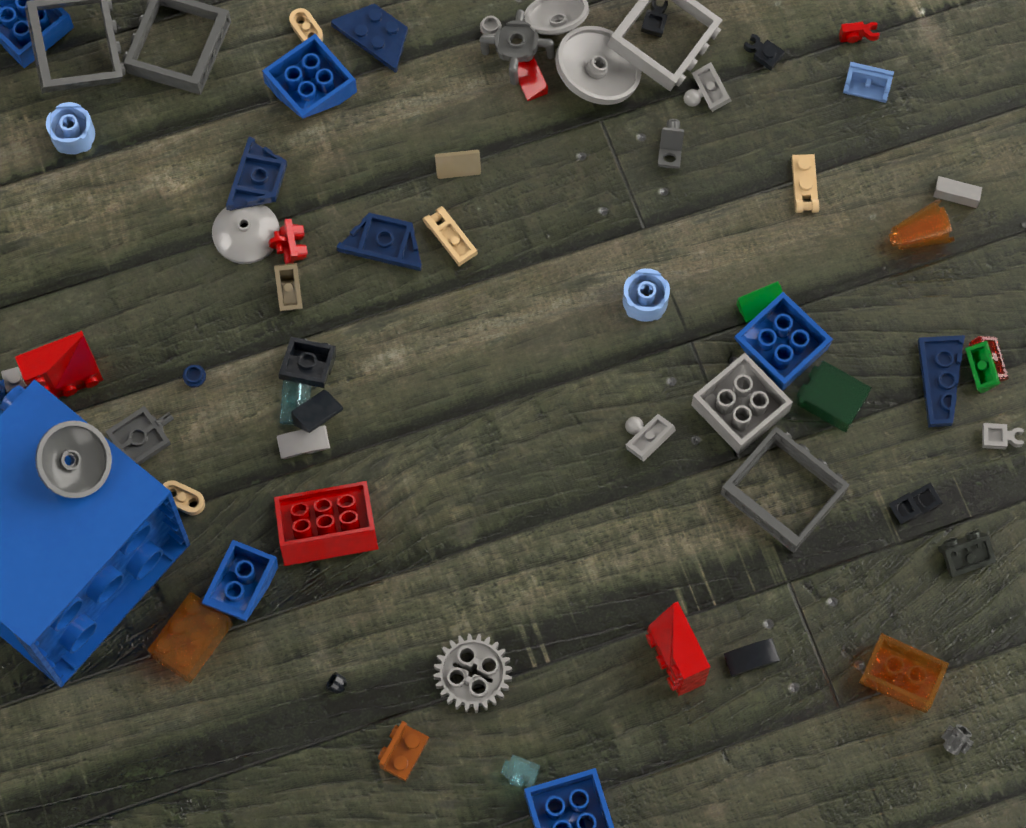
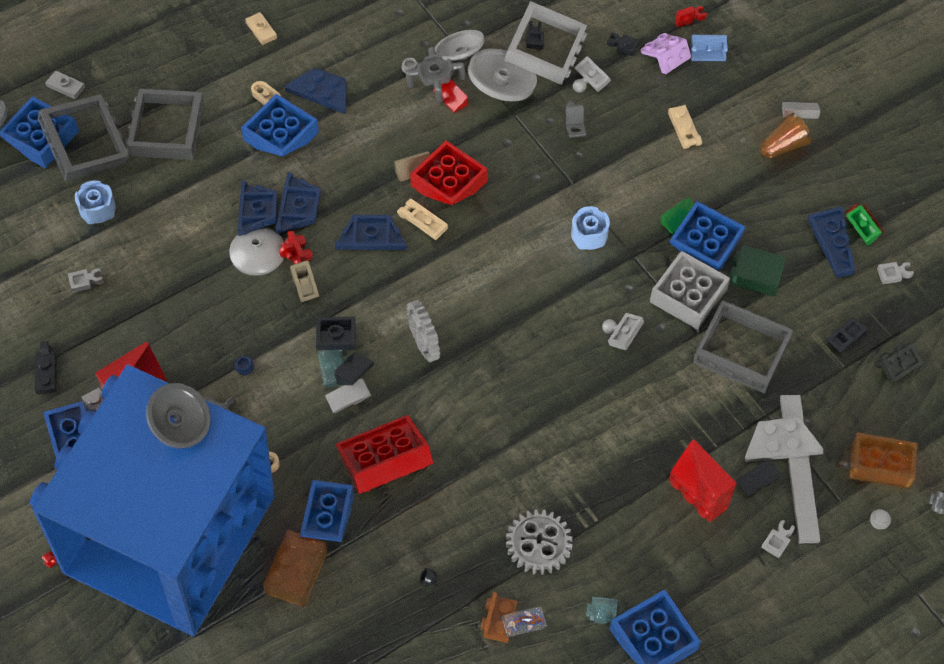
camera: 15 degrees left, 10 degrees down
(34, 224) = (82, 279): none -> light grey plate
(307, 183) = (298, 204): none -> dark blue wing
(407, 385) = (423, 330): none -> light grey gear
(428, 763) = (524, 621): none -> tile
(495, 187) = (449, 175): none -> red slope
(748, 738) = (778, 541): none -> light grey plate
(792, 618) = (781, 440): none -> light grey wing
(803, 657) = (801, 480): none -> light grey tile
(815, 75) = (669, 51): none -> lavender bracket
(878, 742) = (880, 519): none -> light grey plate

